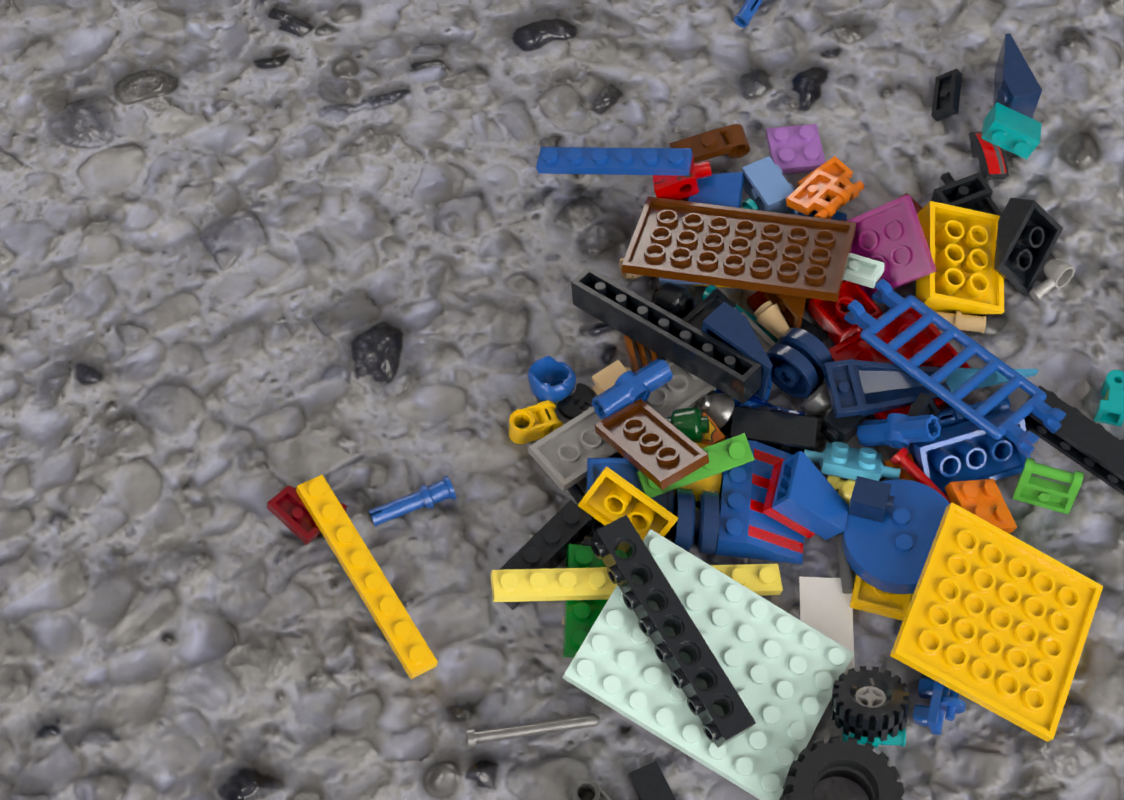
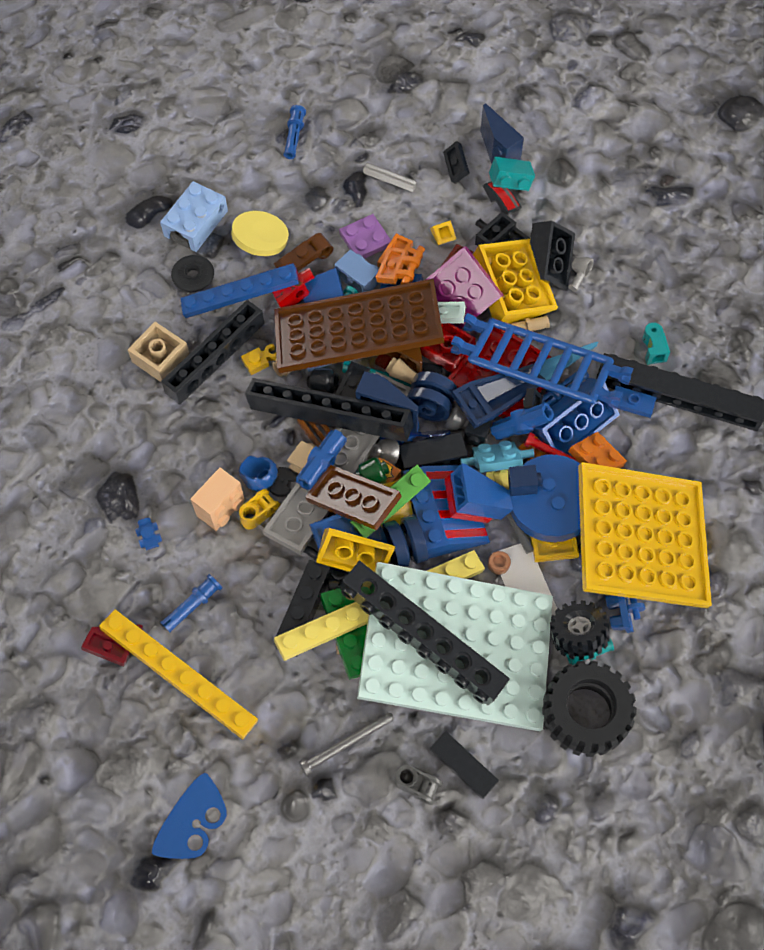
camera: 20 degrees left, 5 degrees up
(297, 748) = (178, 828): none -> blue piece
(394, 404) = (147, 531): none -> blue piece
(490, 200) = (158, 351): none -> tan brick
(491, 392) = (218, 499): none -> light nougat brick
(554, 222) = (213, 352): none -> black brick
(567, 136) = (196, 283): none -> black wheel
(595, 57) = (194, 216): none -> light blue piece
(604, 250) = (258, 360): none -> yellow plate
(666, 102) = (259, 233): none -> light yellow piece
(803, 590) = (499, 562): none -> nougat tile
(855, 87) = (389, 177): none -> light grey axle
(896, 175) = (443, 232): none -> yellow slope
(1045, 492) = (637, 429): bright green plate -> none
(1054, 455) = (636, 402): none -> blue plate

